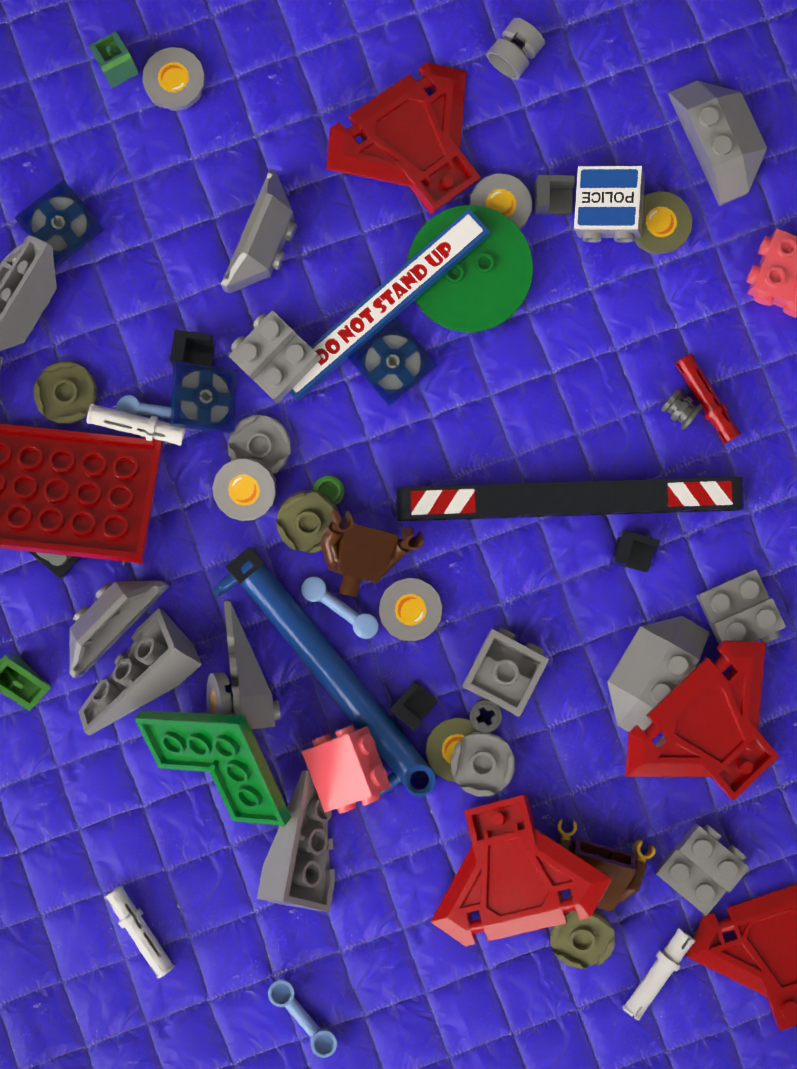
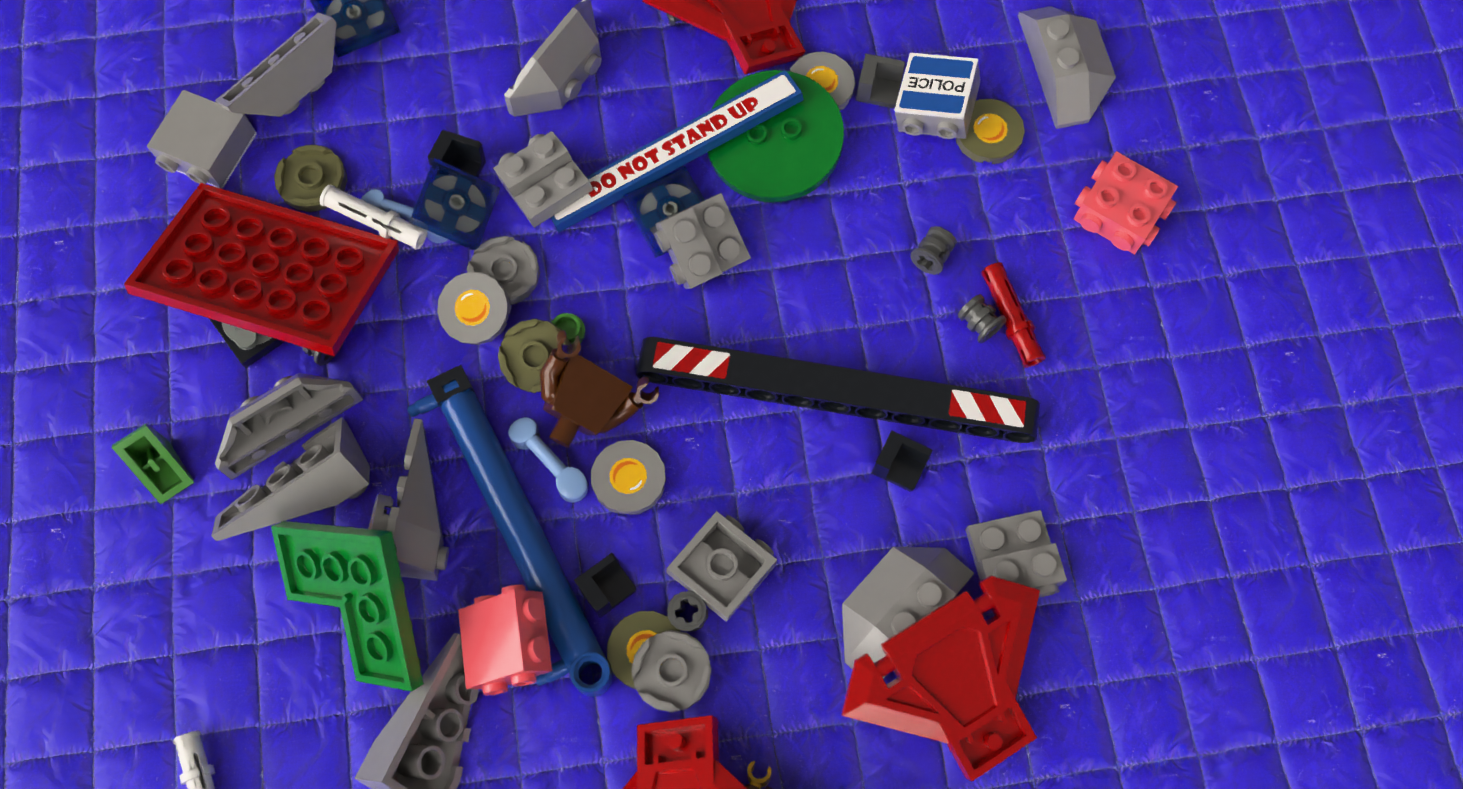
camera: 10 degrees right, 15 degrees down
(427, 389) = (701, 242): none -> light grey plate
(630, 352) = (933, 250): none -> dark grey bush

